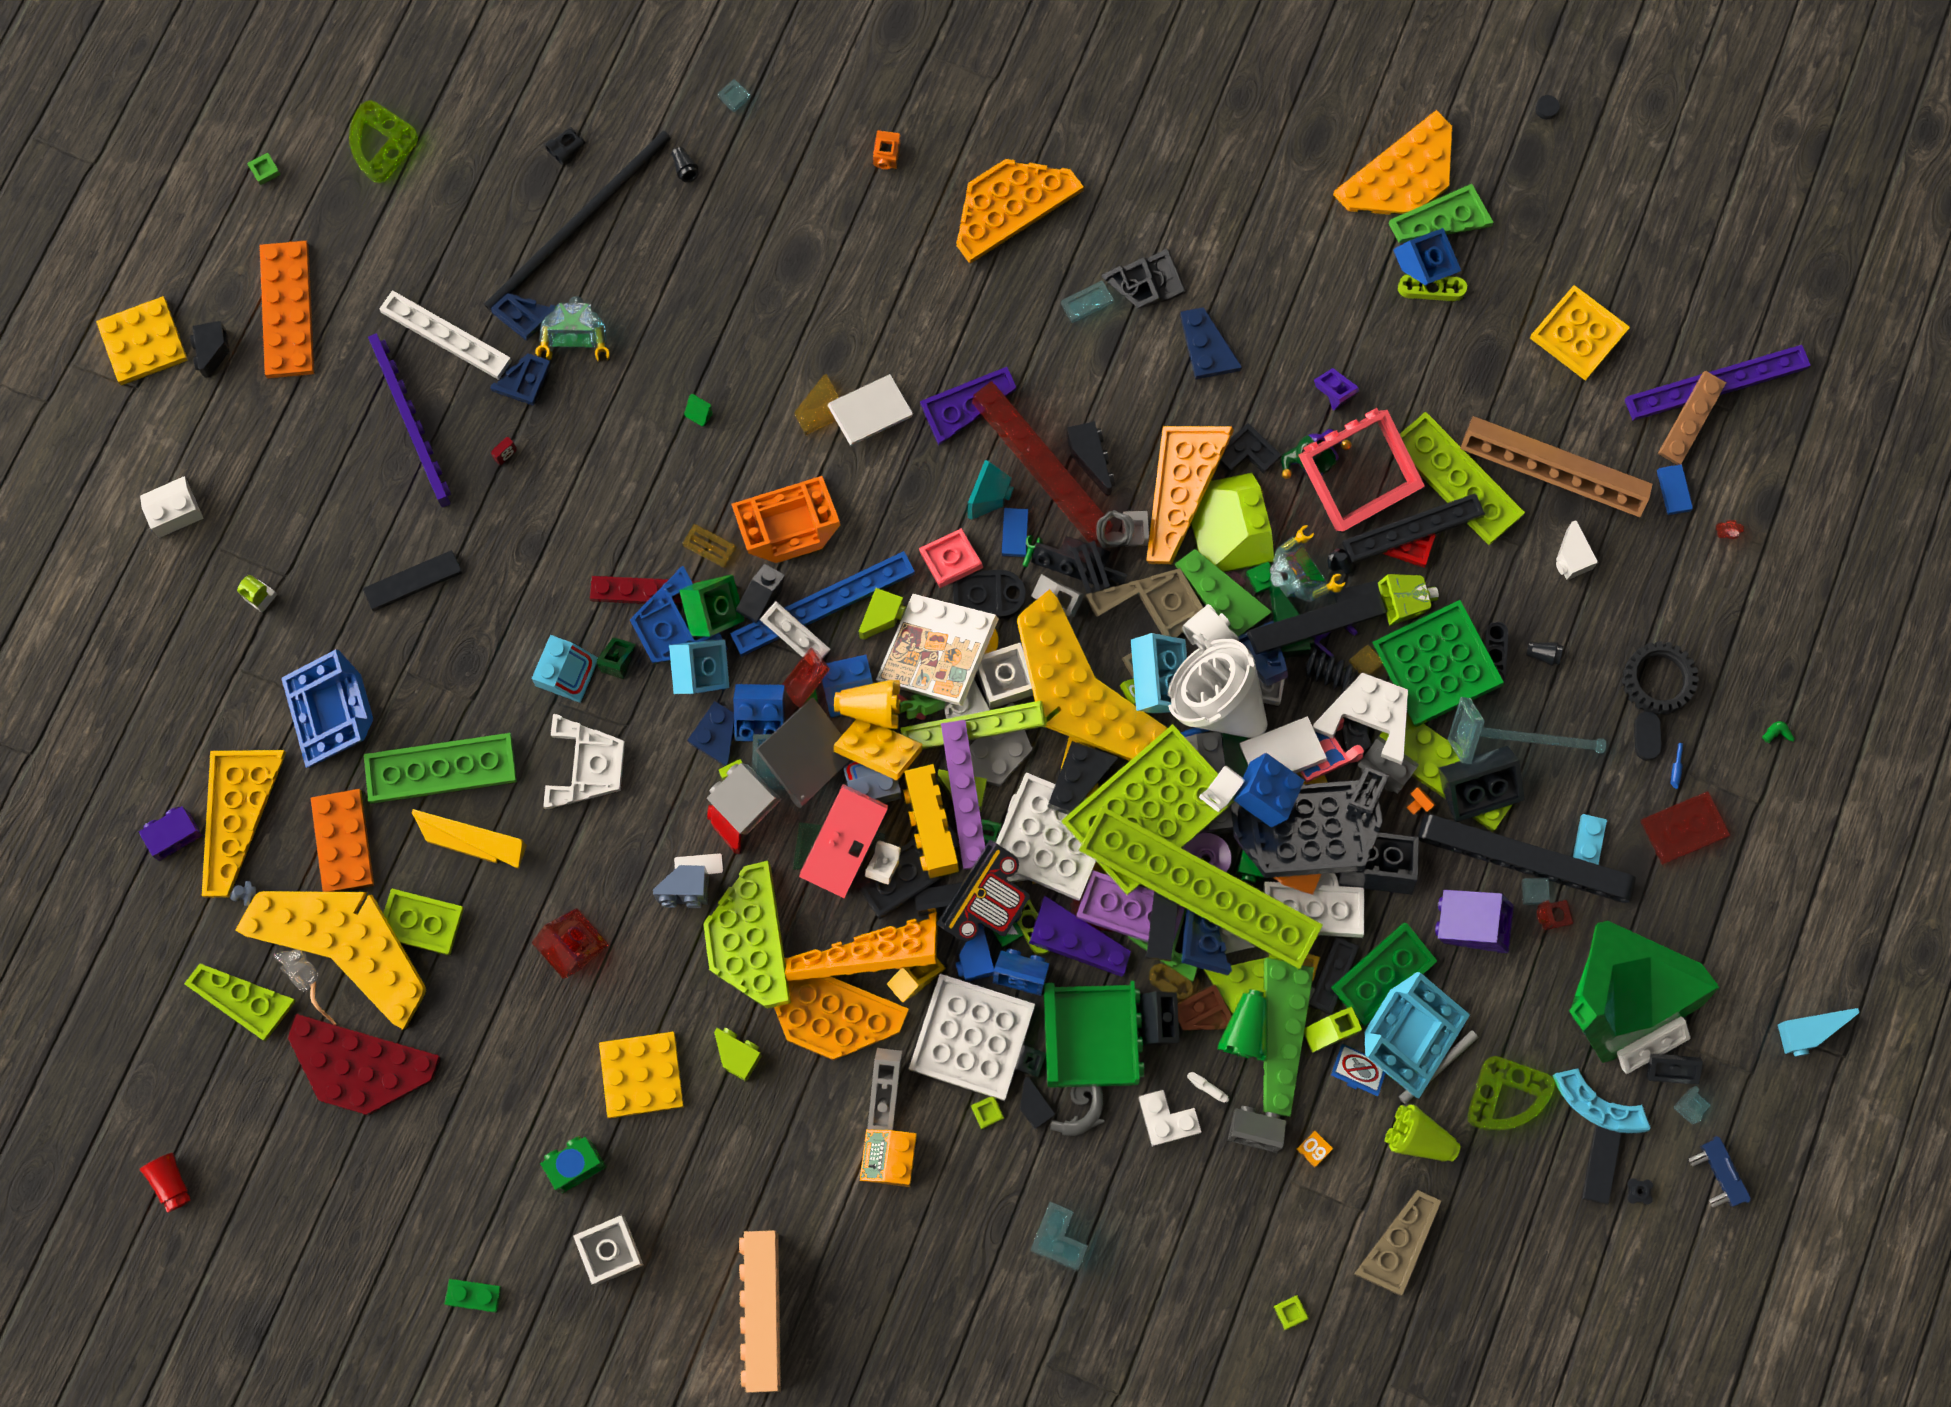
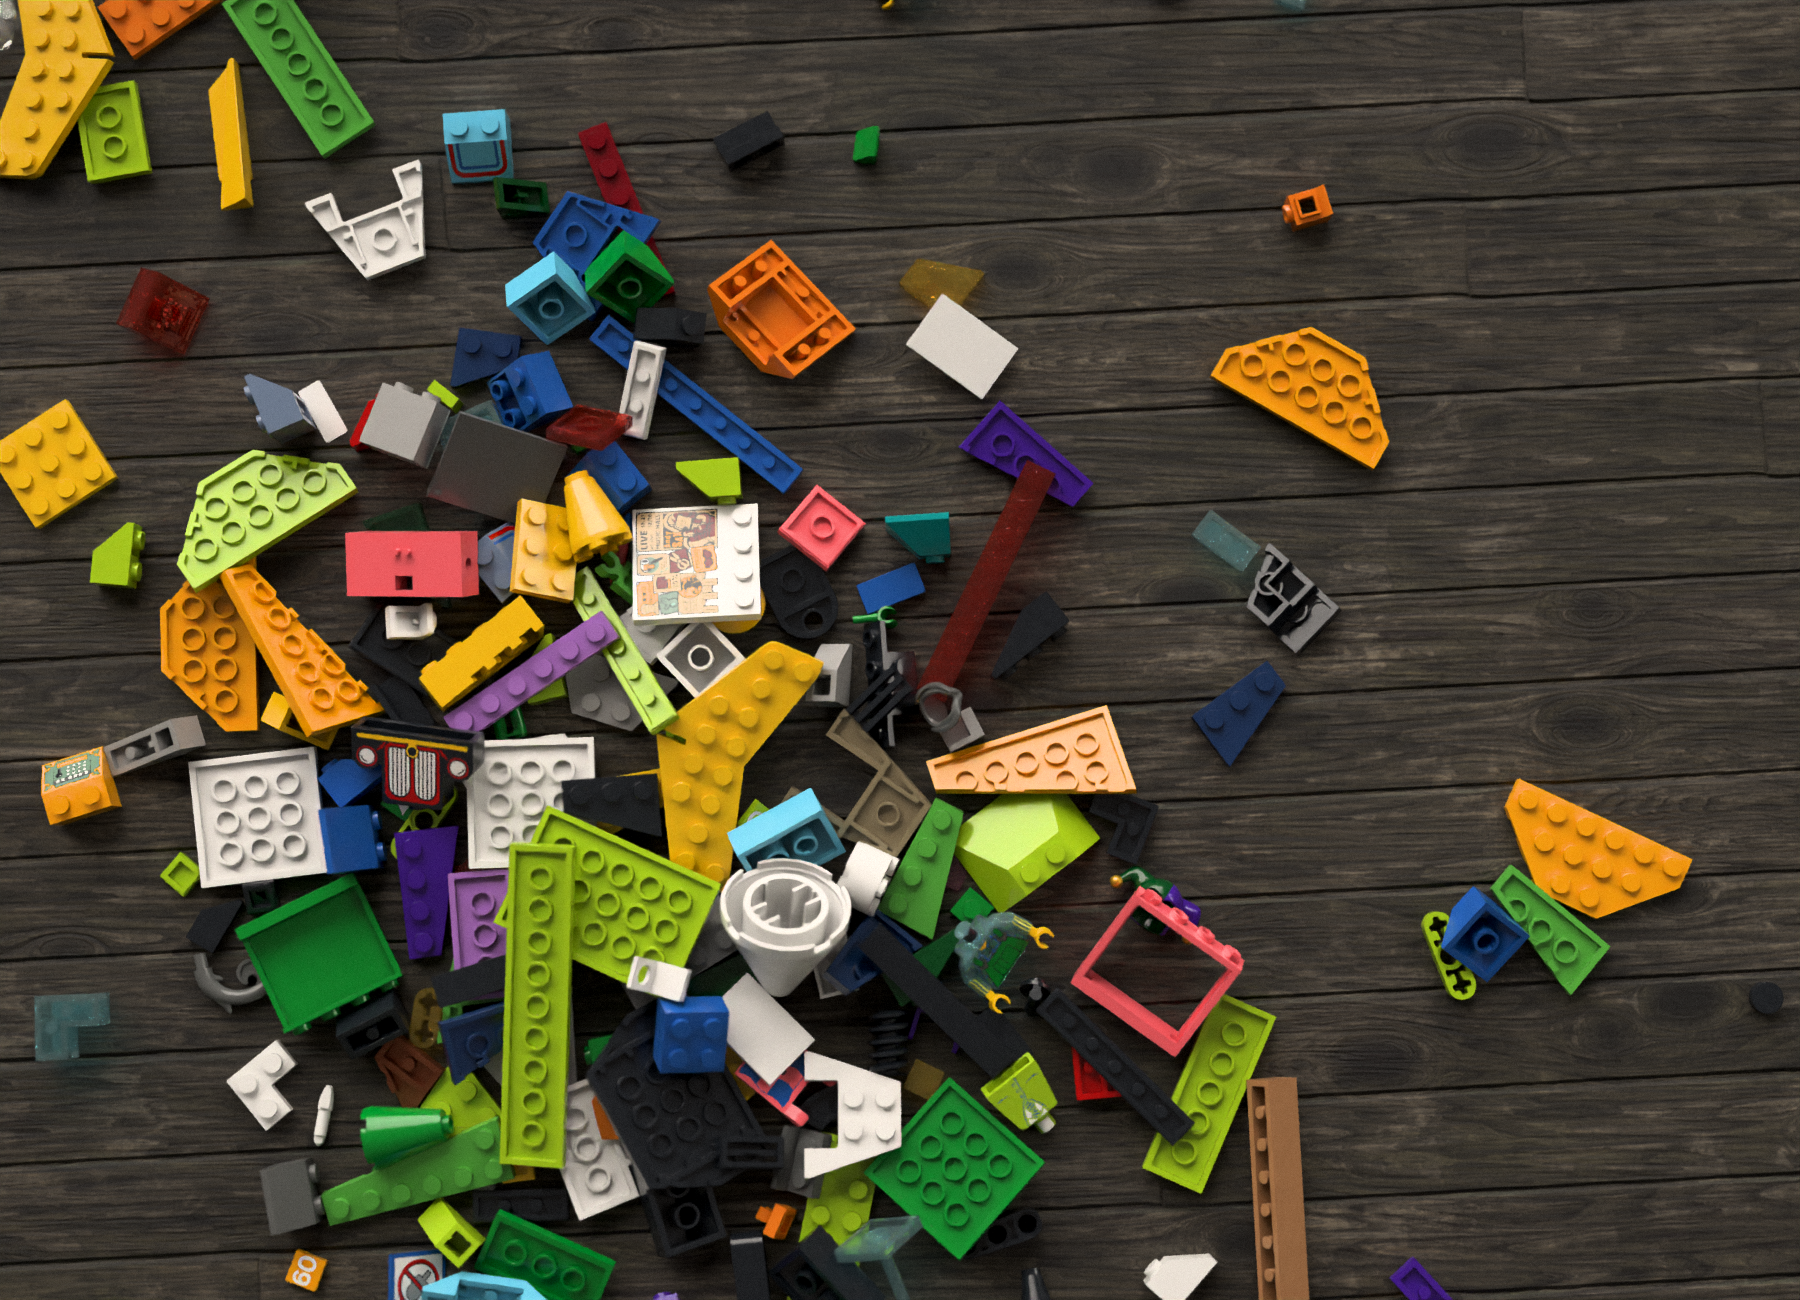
camera: 65 degrees right, 10 degrees up
(654, 487) = (749, 141): none -> black panel
(726, 555) = (706, 265): clear yellow tile -> none
(1213, 847) = (602, 1009): medium lavender dish -> none
(1336, 387) = (1255, 893): dark purple slope -> none
(1579, 332) = (1474, 1164): yellow plate -> none

